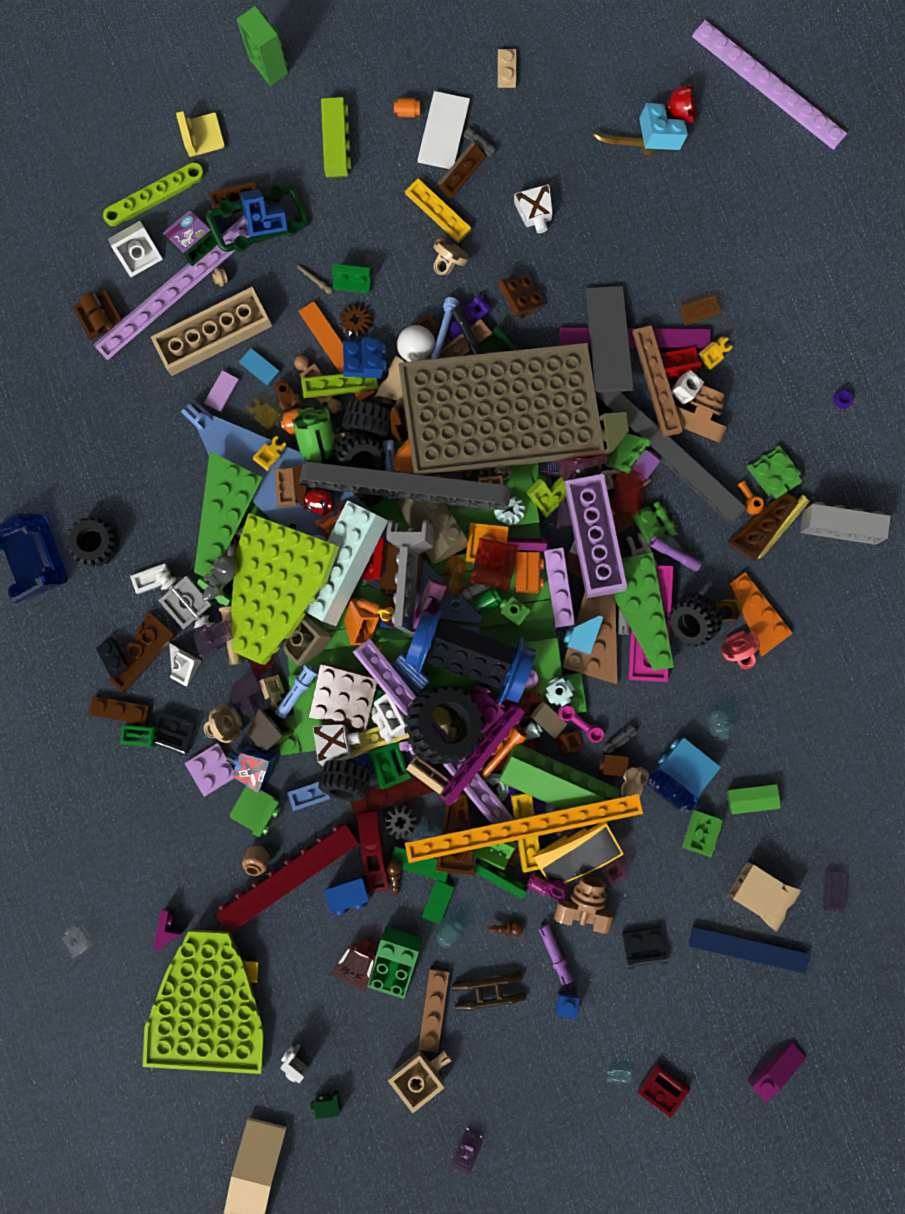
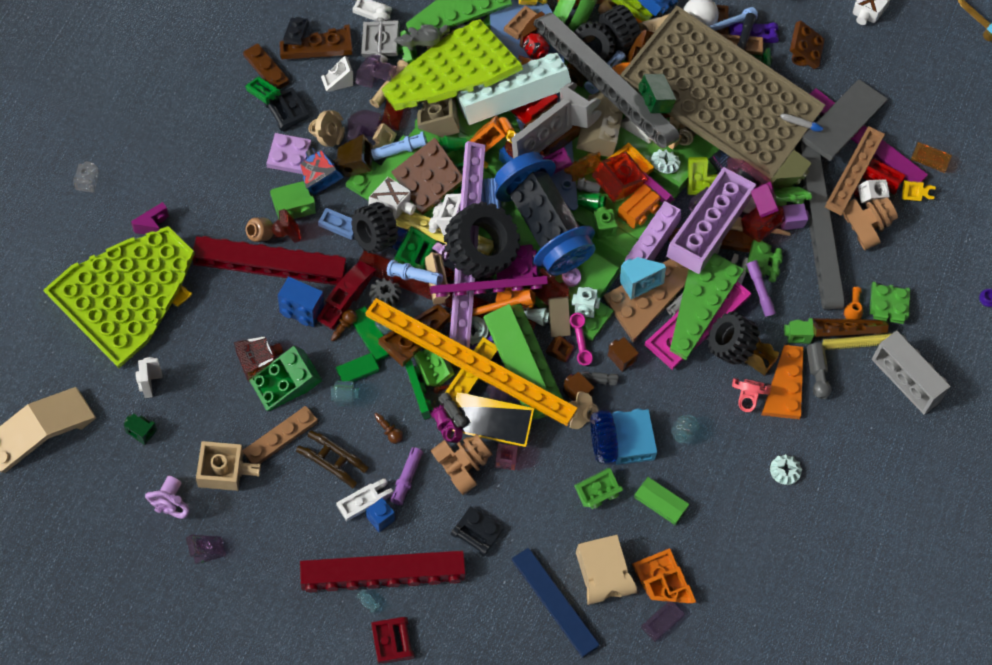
camera: 30 degrees right, 20 degrees down
(275, 839) = (286, 226): none -> clear red tile
(335, 652) = (452, 143): none -> green cone
(400, 1143) = (166, 497): none -> lavender piece
(405, 795) = (407, 271): none -> light blue pin
(461, 467) = (657, 93): none -> dark green brick
(542, 874) = (452, 410): none -> dark grey axle
(542, 1003) = (363, 499): none -> white hinge
(585, 378) = (801, 122): none -> light grey piece
(608, 1046) = (382, 570): none -> dark red brick
(619, 478) = (765, 199): none -> magenta slope
(620, 704) = (622, 353): none -> reddish brown brick
(732, 561) = (799, 331): none -> bright green brick
(772, 580) = (819, 368): none -> dark grey piece
(808, 686) = (780, 475): none -> light aqua gear
(808, 859) = (663, 578): none -> orange slope

